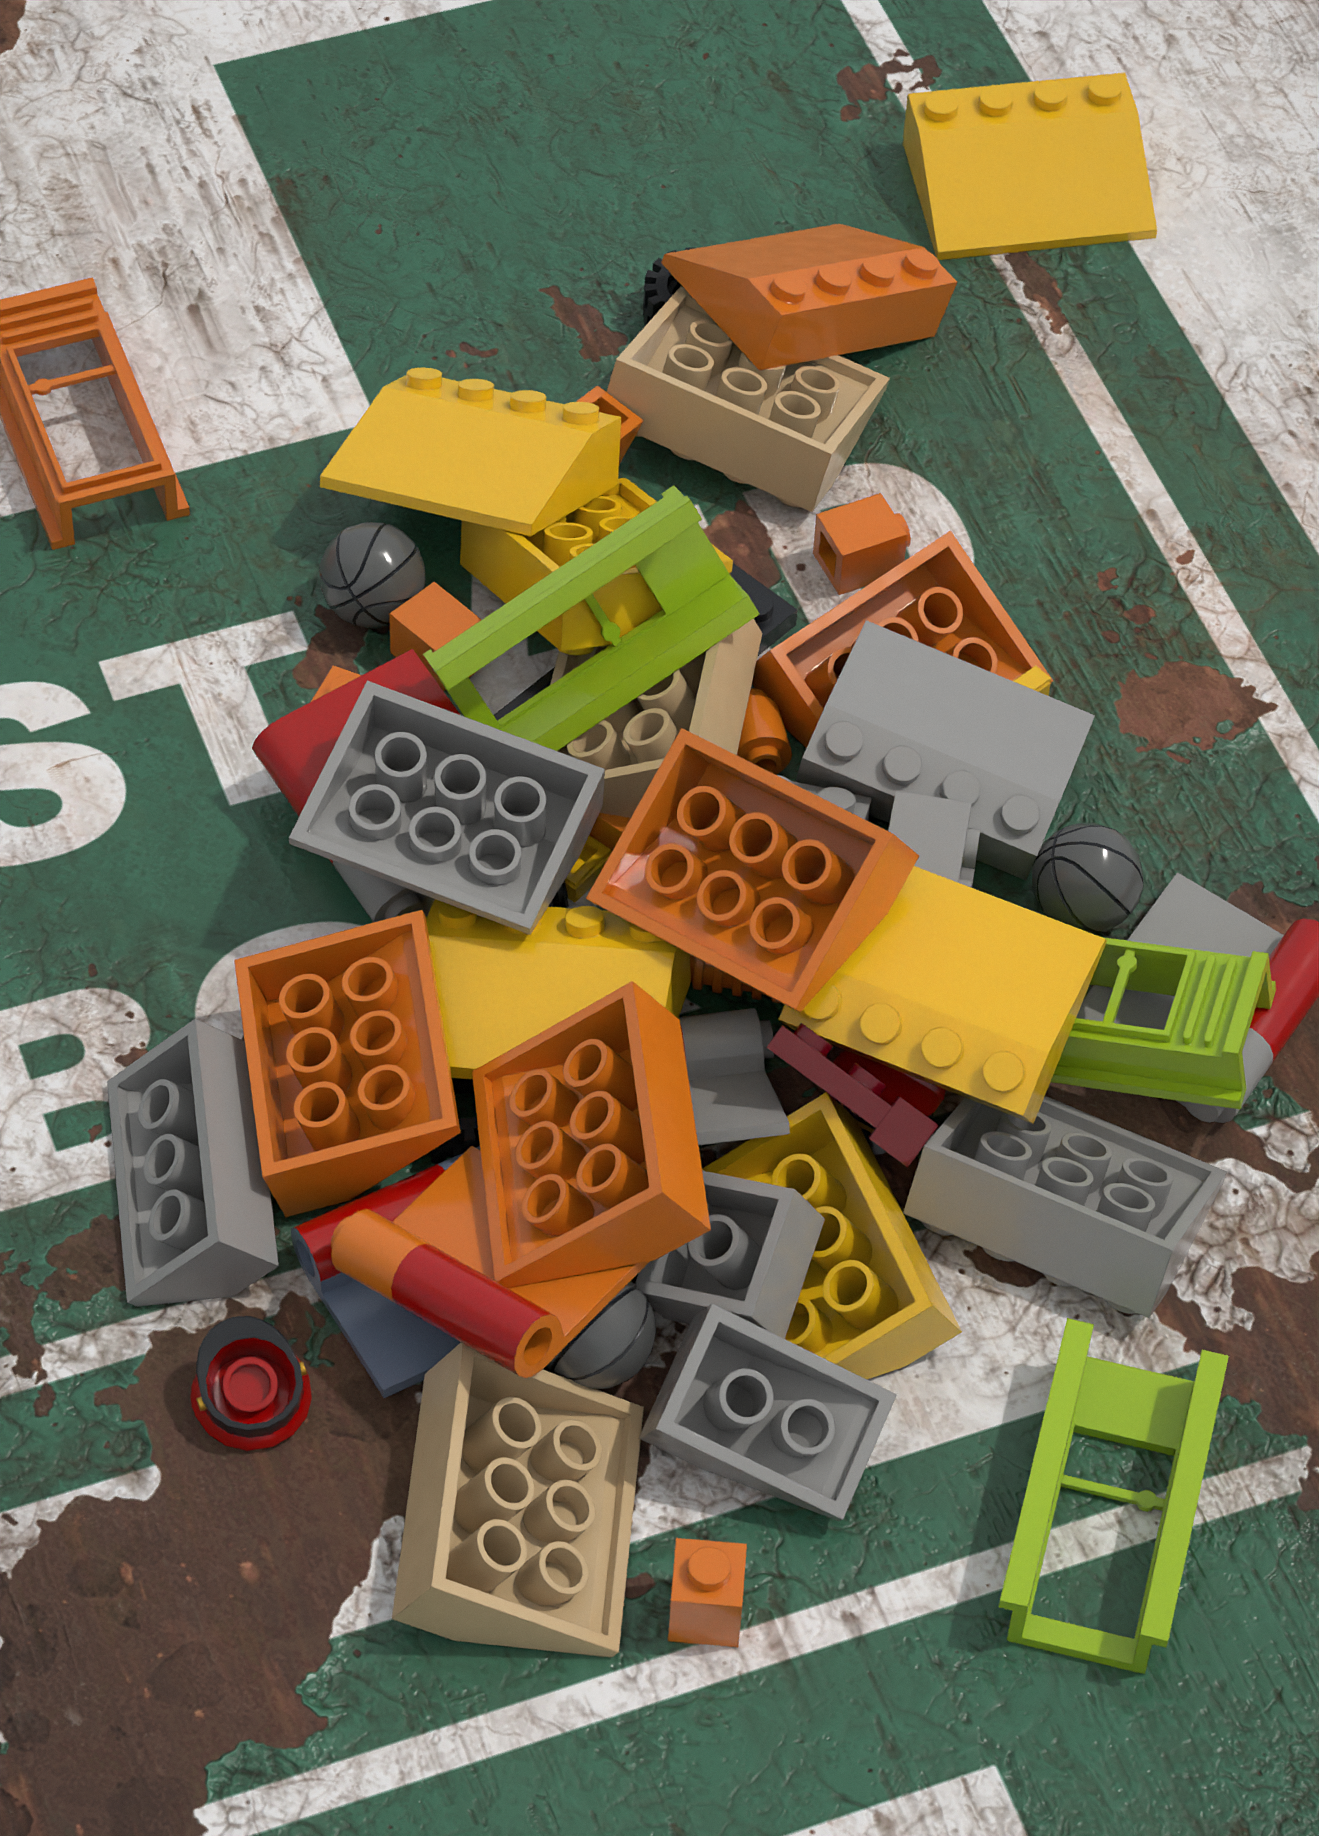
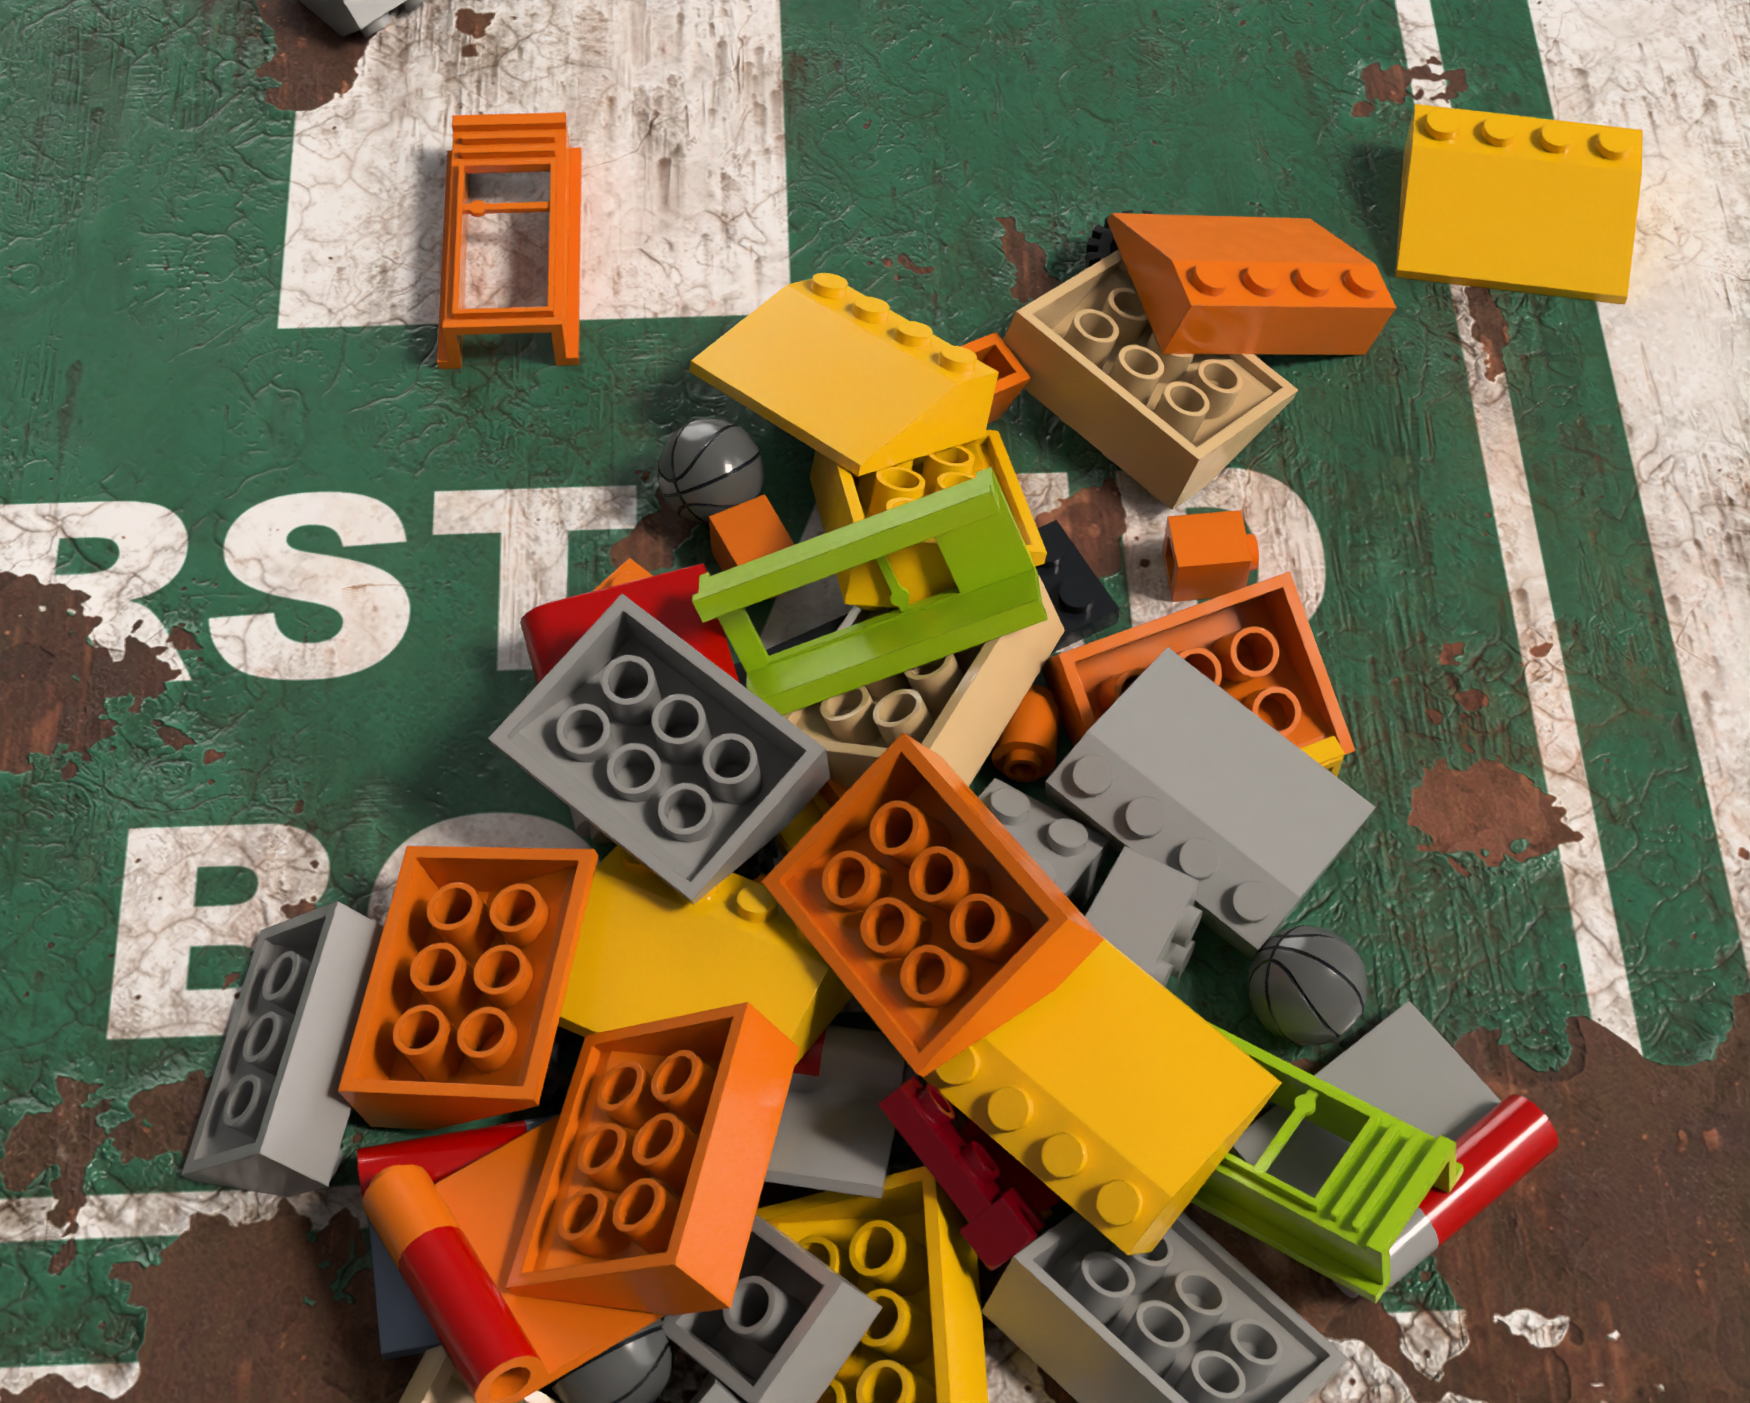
camera: 20 degrees right, 5 degrees up
(249, 1385) = (255, 1308): red piece -> none

